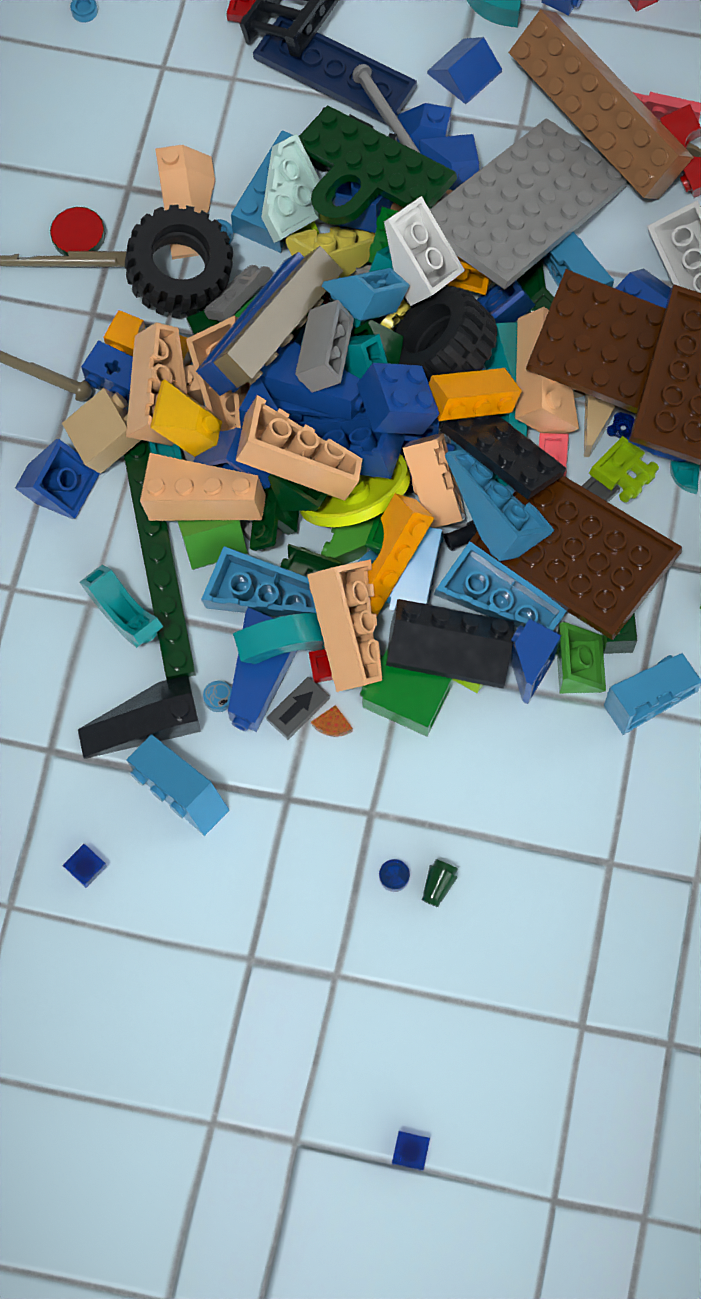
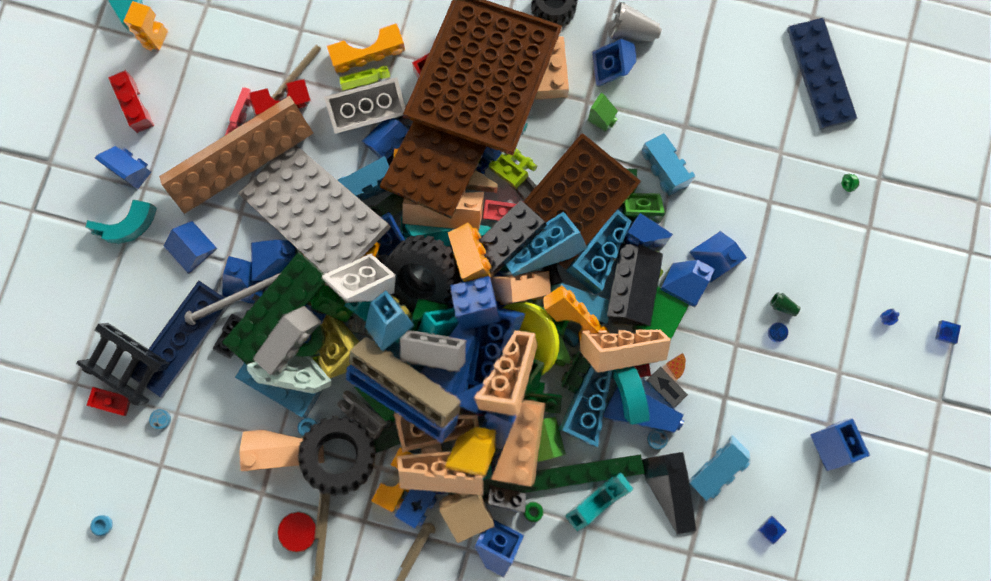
camera: 90 degrees left, 10 degrees up
(107, 520) = (538, 516): none -> green plate
(124, 483) = (505, 498): none -> black hinge
(218, 966) = (840, 444): none -> blue slope
(224, 58) = (160, 419): none -> dark azure tile
(333, 169) = (286, 340): none -> light grey wedge
(430, 1053) = (889, 317): none -> clear blue plate
(462, 726) = (687, 281): none -> blue slope
(510, 778) = (719, 253): none -> blue slope
(654, 987) = (850, 182): none -> green plate

